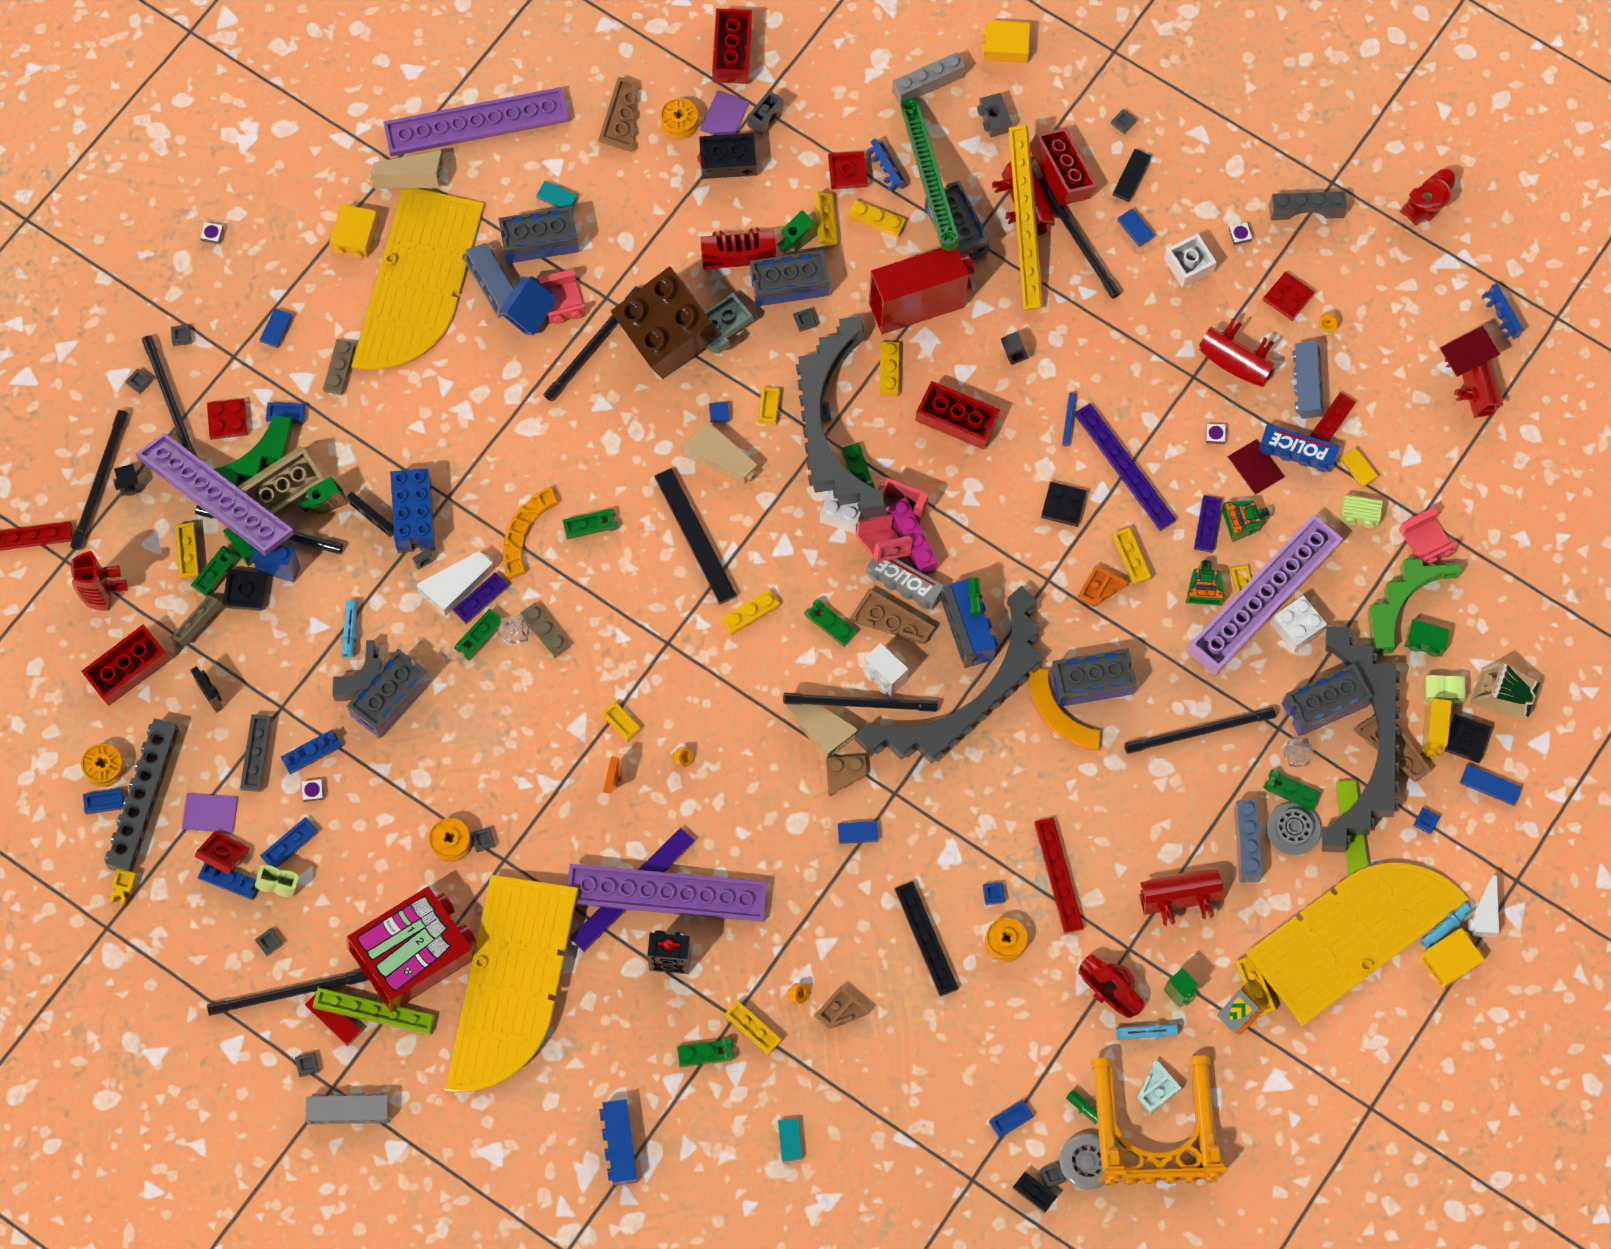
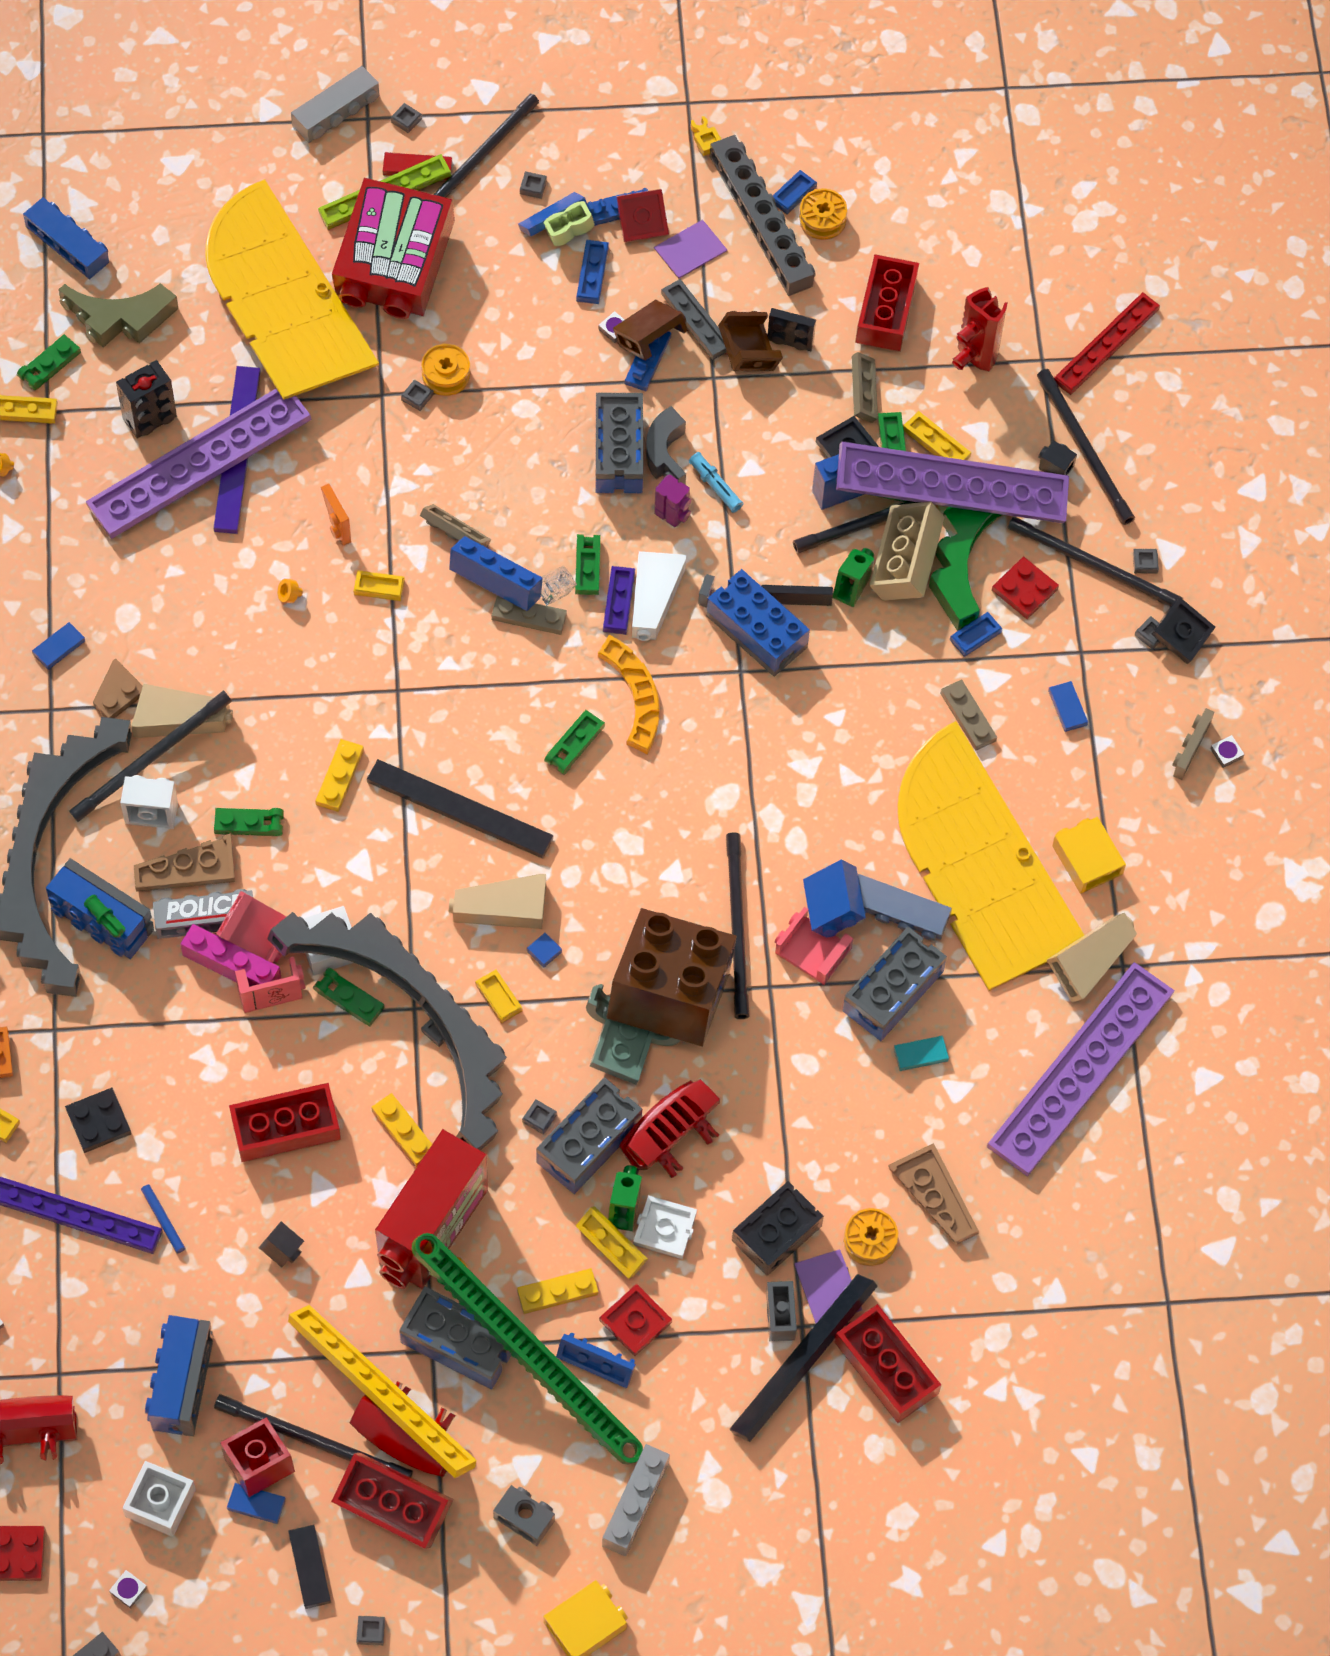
camera: 140 degrees right, 5 degrees down
(164, 316) = (1183, 630): none -> black plate
(228, 248) = (1192, 743): none -> dark tan plate
(241, 705) = (748, 342): none -> reddish brown panel
(277, 905) = (536, 222): none -> blue tile
(294, 761) = (646, 326): none -> reddish brown panel
(392, 627) = (672, 501): none -> magenta brick
(540, 720) = (451, 525): none -> dark tan plate
(545, 663) = (495, 573): none -> blue brick
(640, 1053) = (108, 317): none -> olive arch
(776, 83) = (803, 1358): none -> black tile
(786, 204) = (665, 1227): none -> white plate
(1119, 241) = (257, 1457): none -> red brick
(1129, 314) = (179, 1375): none -> blue piece

